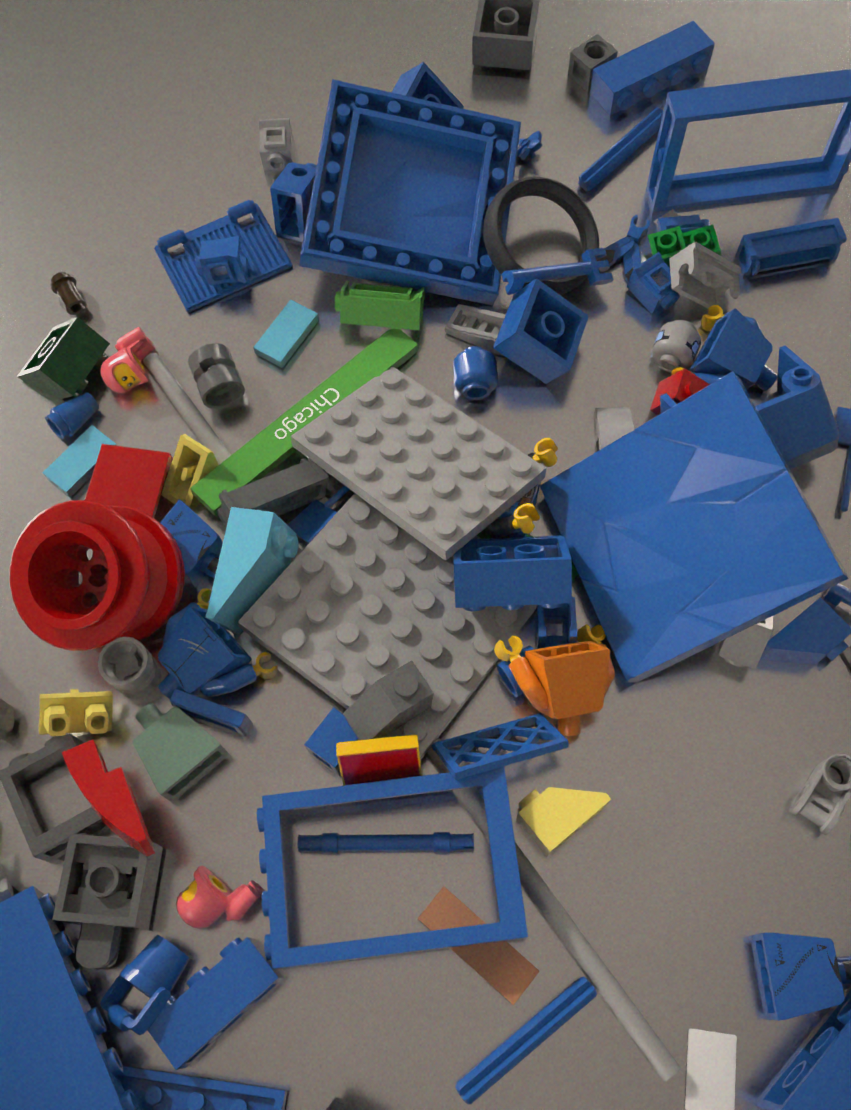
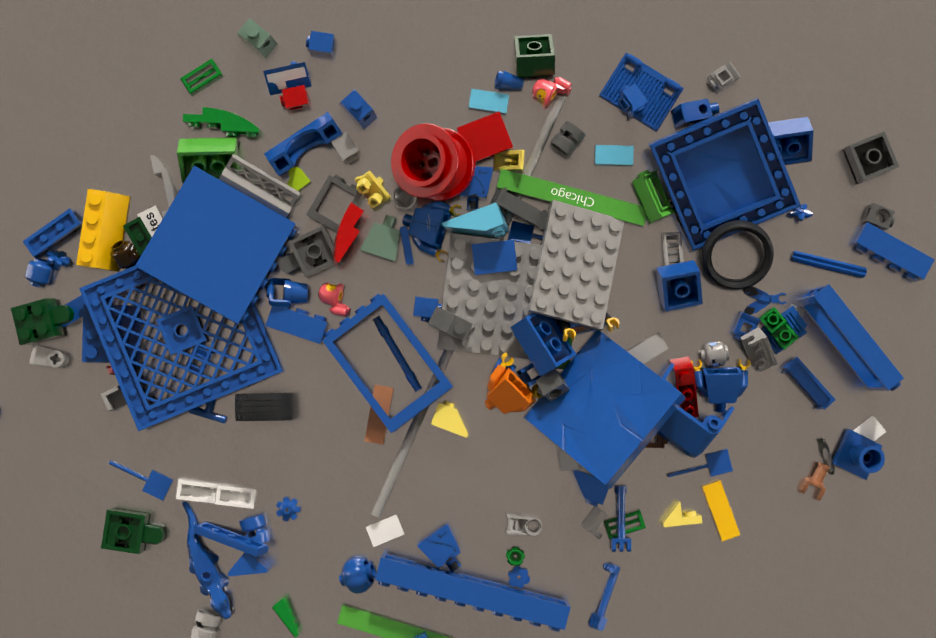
camera: 55 degrees right, 20 degrees up
(65, 286) = (573, 28): dark brown pin -> none
(322, 574) = (494, 257): none -> blue sticker
(379, 759) = (425, 333): red tile -> none
(475, 373) = (642, 264): blue head -> none
(491, 760) = (466, 392): blue window -> none
(525, 1040) = (355, 453): blue axle -> none
(589, 267) = (732, 289): blue hinge -> none
(596, 598) = (552, 385): none -> dark grey brick

